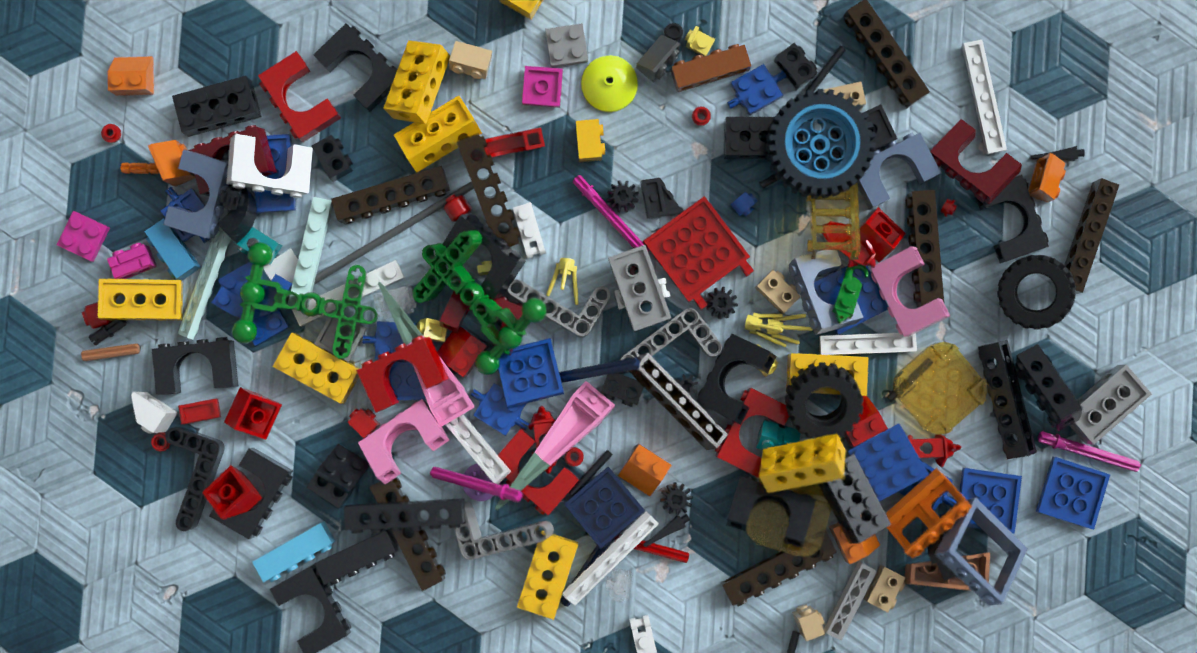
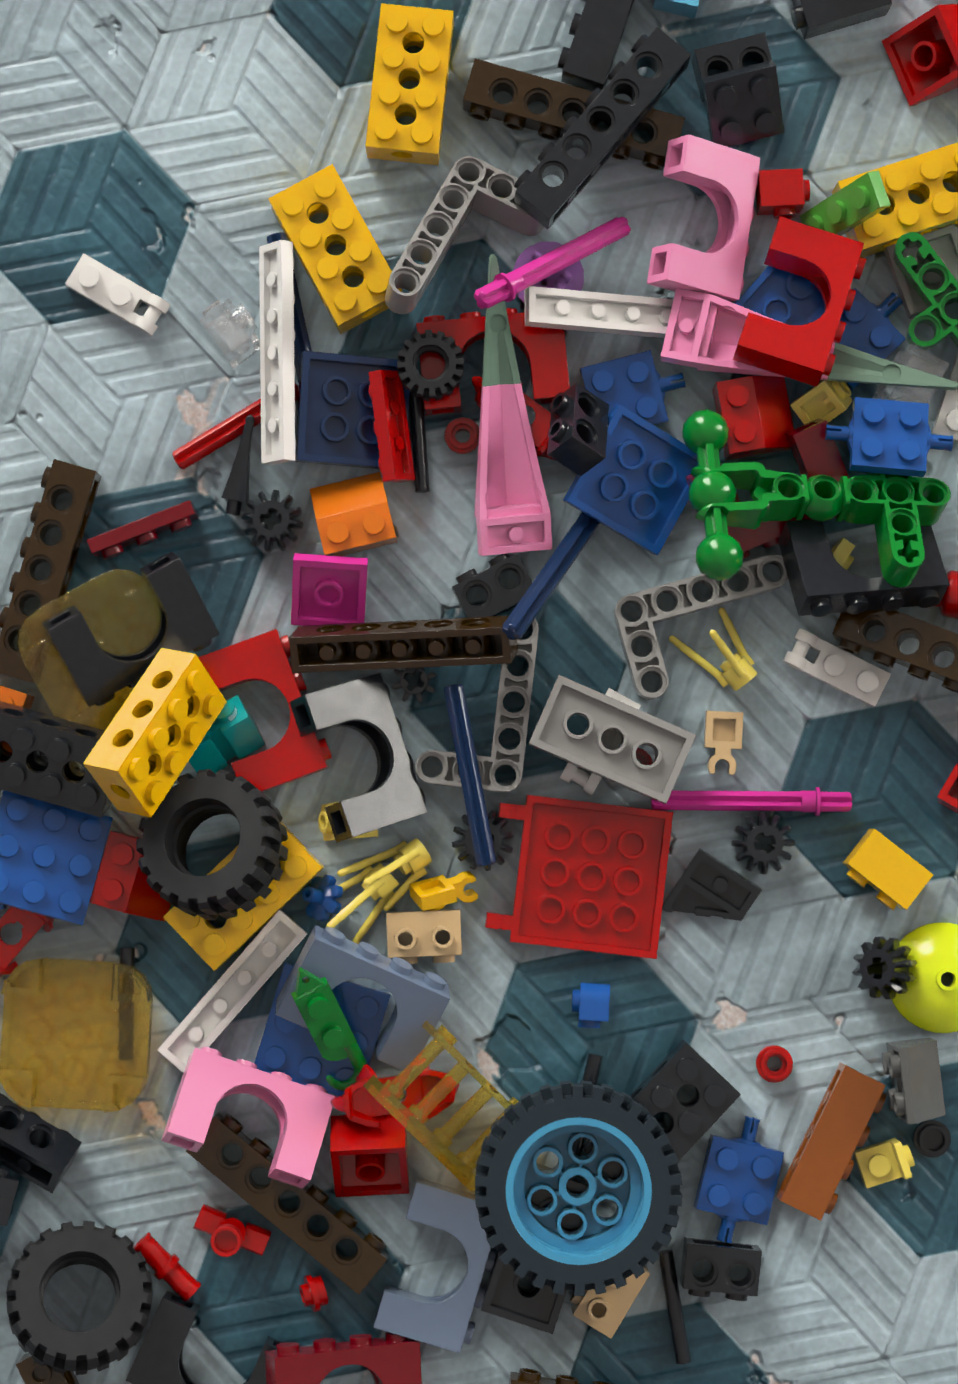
camera: 135 degrees right, 0 degrees up
(347, 389) = (849, 205): none -> bright green plate
(424, 290) = (889, 437): none -> blue plate
(454, 621) = (393, 66): none -> yellow brick
(532, 412) = (578, 429): none -> black brick
(560, 505) = (423, 344): none -> black tyre
(595, 249) = (723, 733): none -> tan plate
(597, 486) = (391, 426): none -> red plate
(627, 115) = (884, 982): none -> black gear
(682, 451) = (328, 589): none -> dark pink plate
(703, 329) = (469, 775): none -> dark blue axle
(727, 545) = (143, 530): none -> dark red plate
(756, 300) = (439, 891): none -> yellow plate
(800, 343) = (322, 897): none -> blue plant
(957, 258) = (231, 1233): none -> red bar
(992, 271) = (167, 1267): none -> red pin

